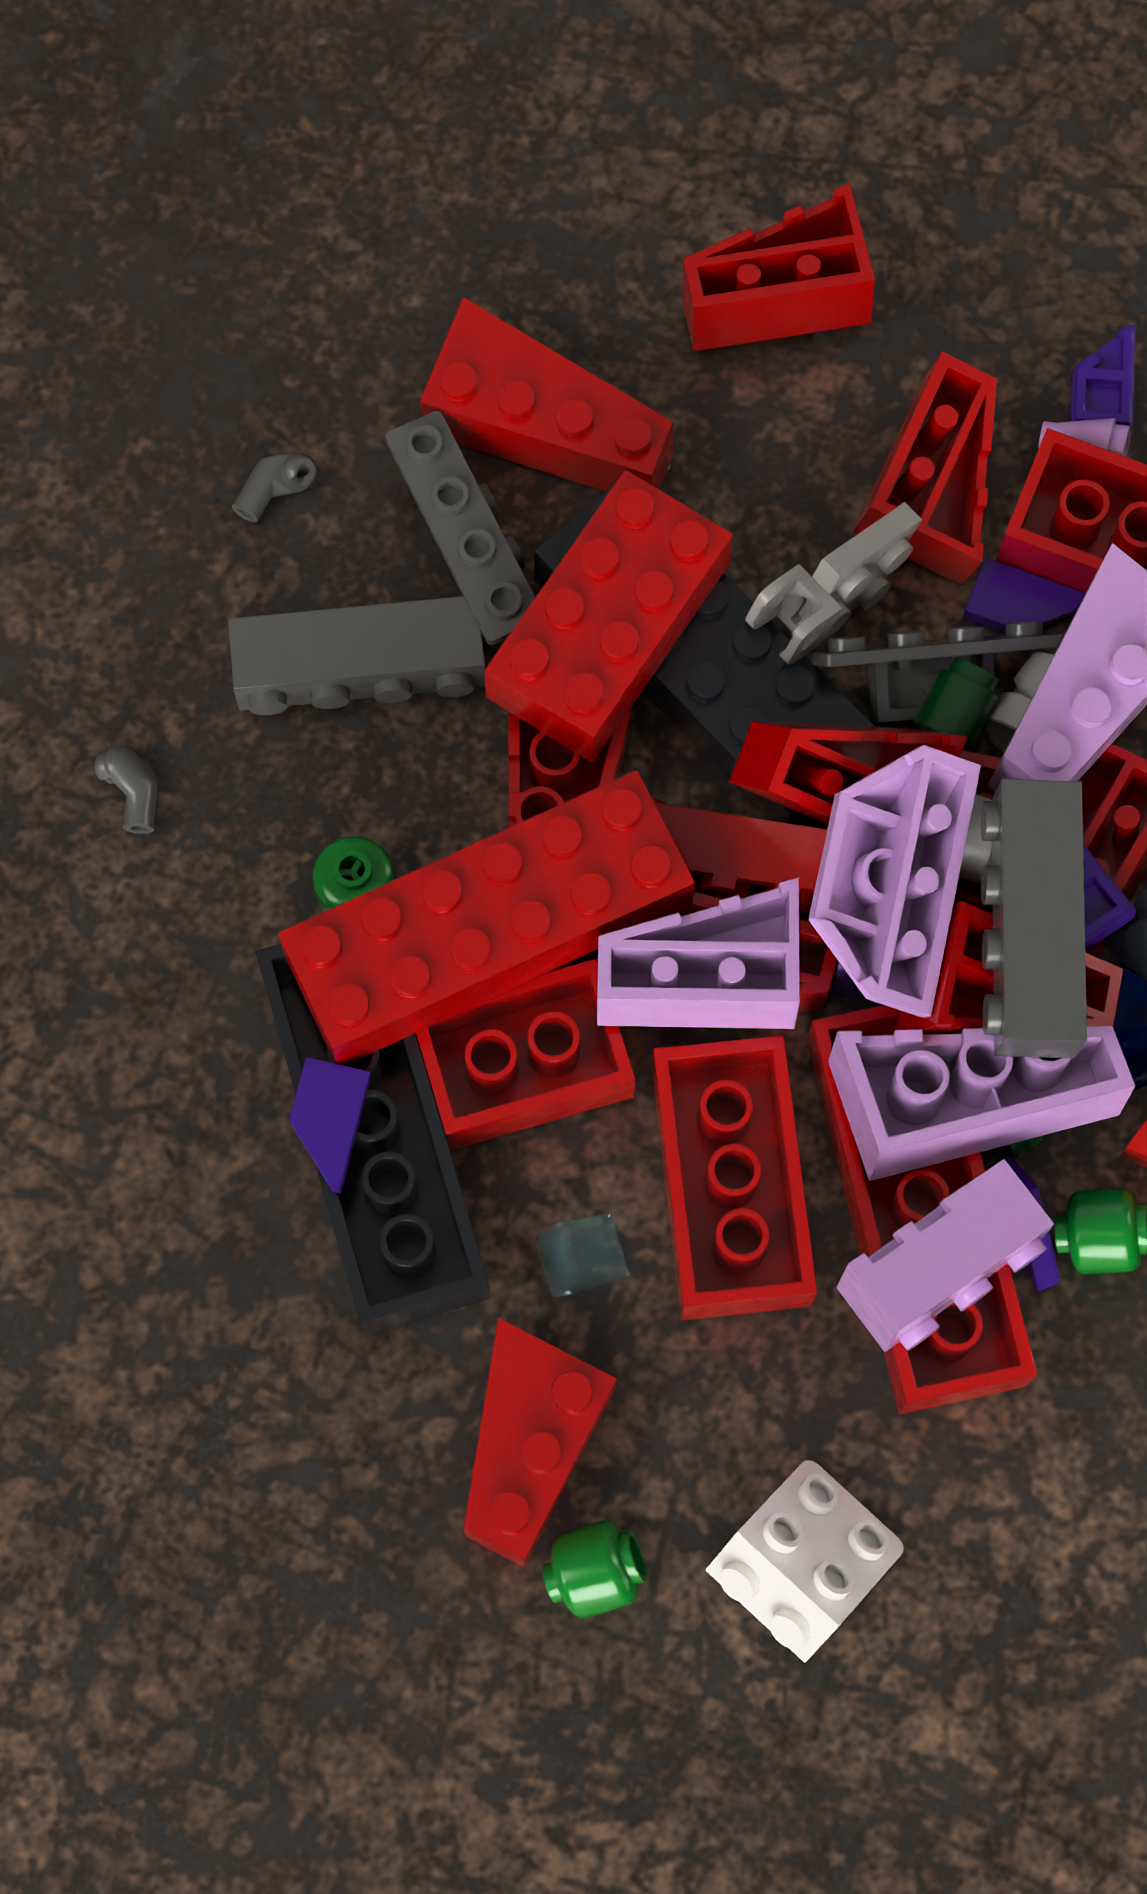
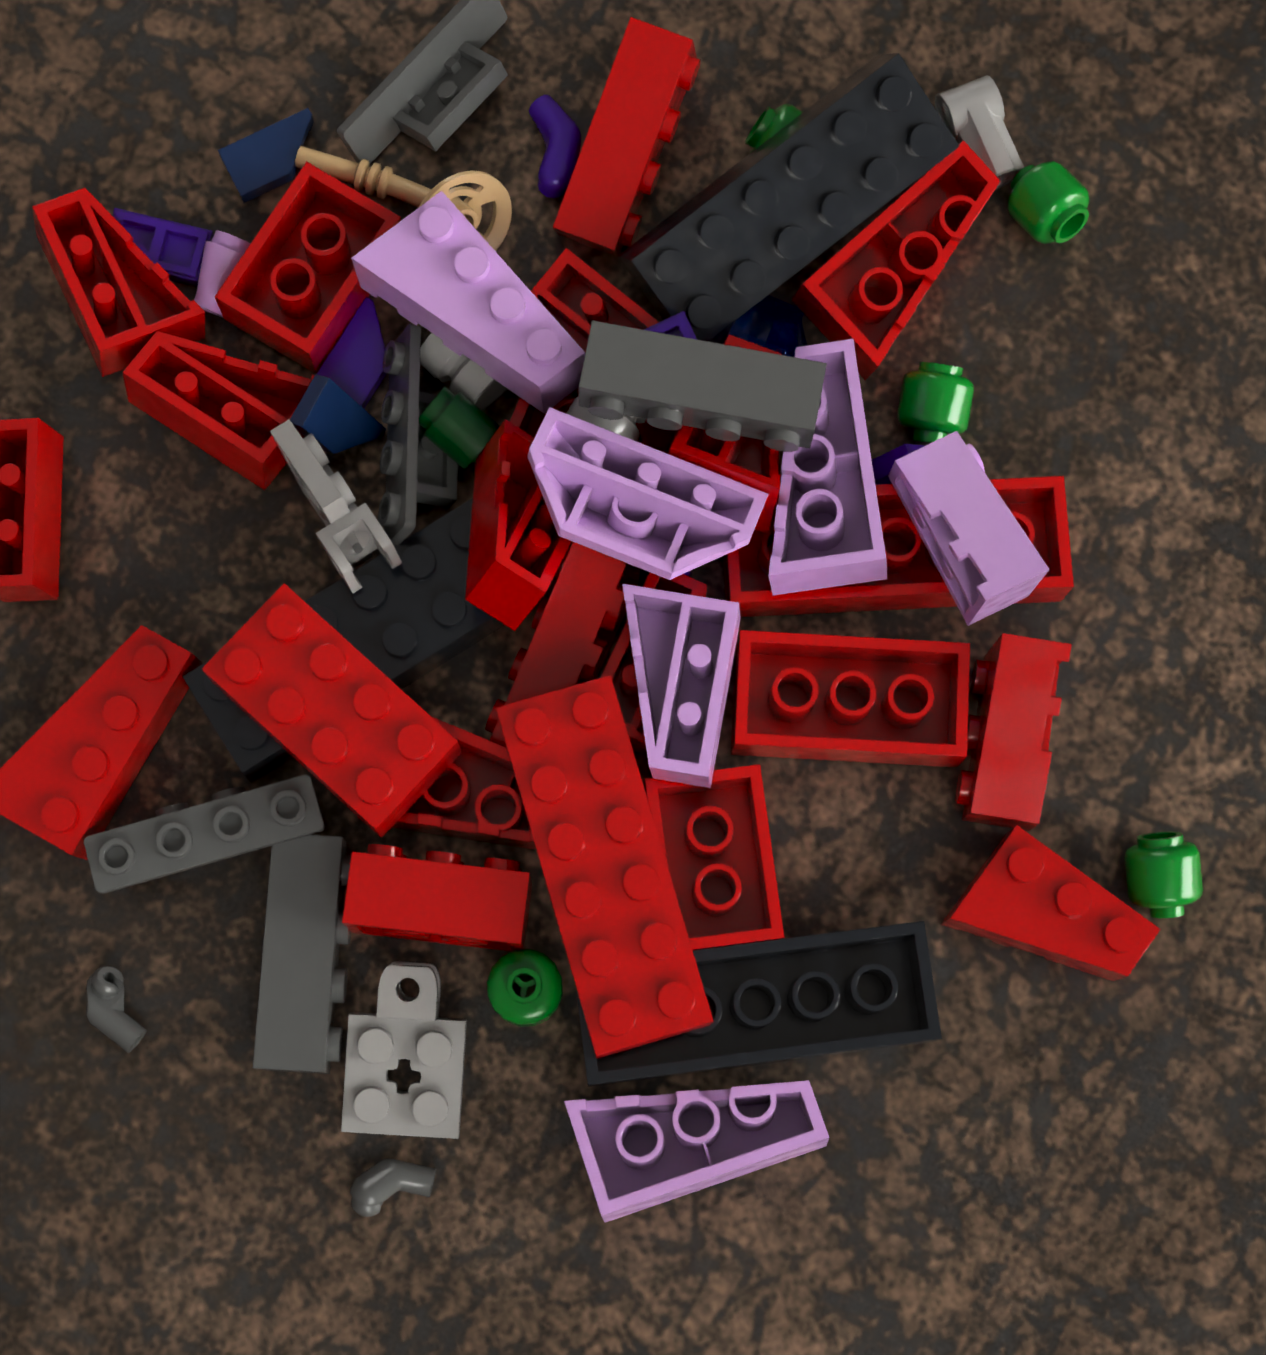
camera: 85 degrees left, 5 degrees up
(208, 1062) = (688, 1140): none -> lavender wedge
(297, 771) = (411, 1031): none -> light grey plate
(329, 1115) = (756, 1038): dark purple tile -> none
(431, 762) = (437, 899): none -> red brick
(581, 1254) = (888, 843): clear light blue slope -> none
(727, 1368) = (1011, 731): none -> red wedge
(806, 1559) = (1175, 696): white bracket -> none
(940, 575) = (334, 417): none -> dark blue tile
(1044, 329) = (110, 281): none -> red wedge

